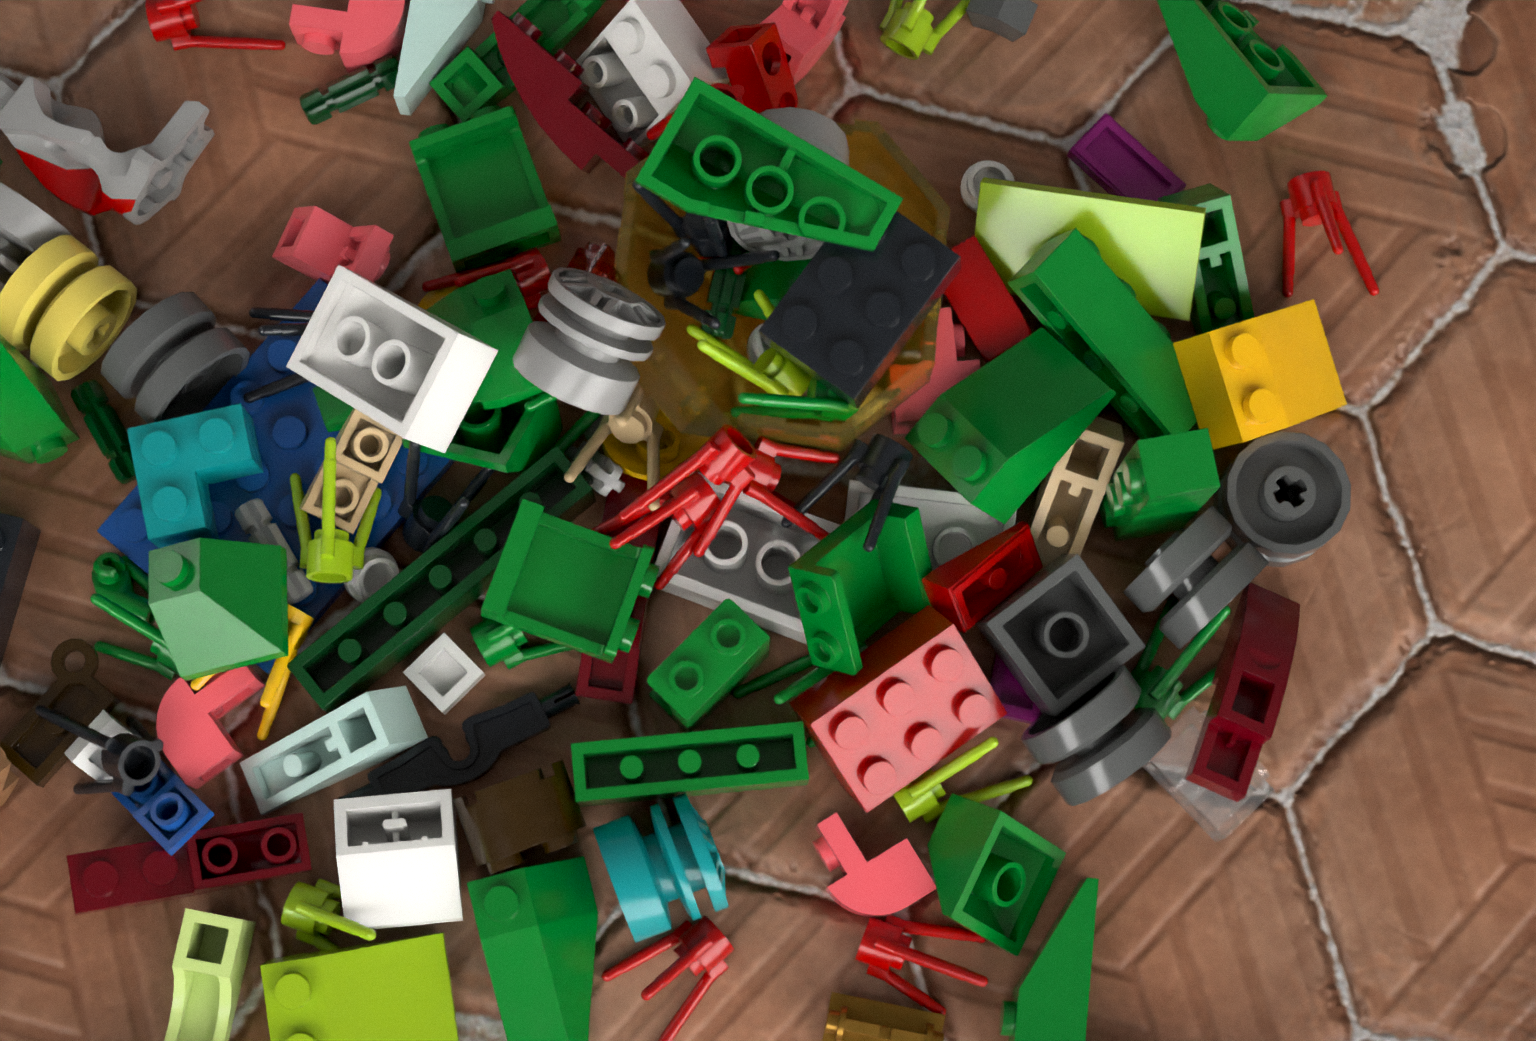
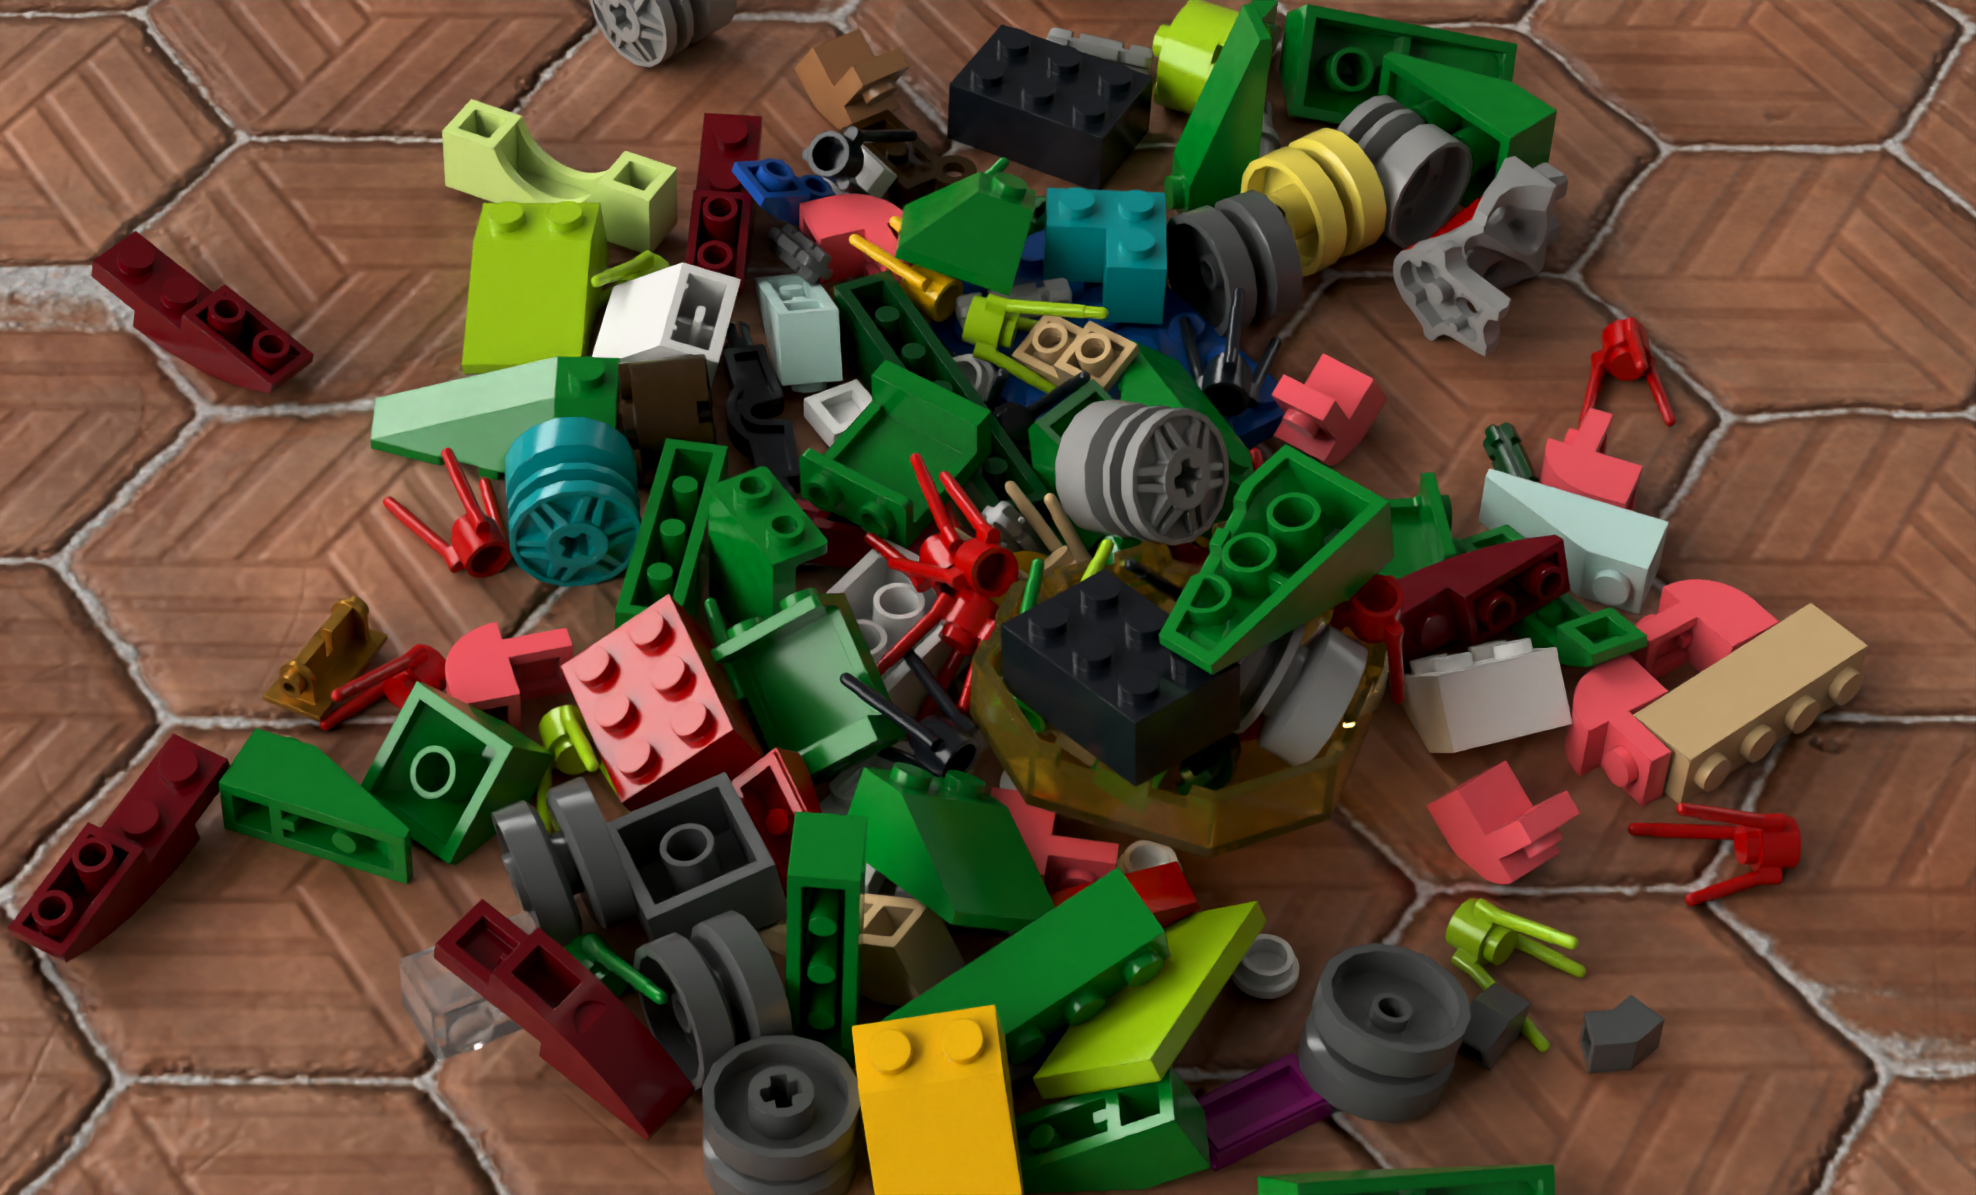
camera: 105 degrees right, 35 degrees down
(240, 769) = (800, 253): none -> dark grey axle
(391, 360) = (1167, 356): white slope -> none
(758, 63) = (1445, 761): red leg -> none
(1057, 75) = (1383, 1032): none -> dark grey wheel

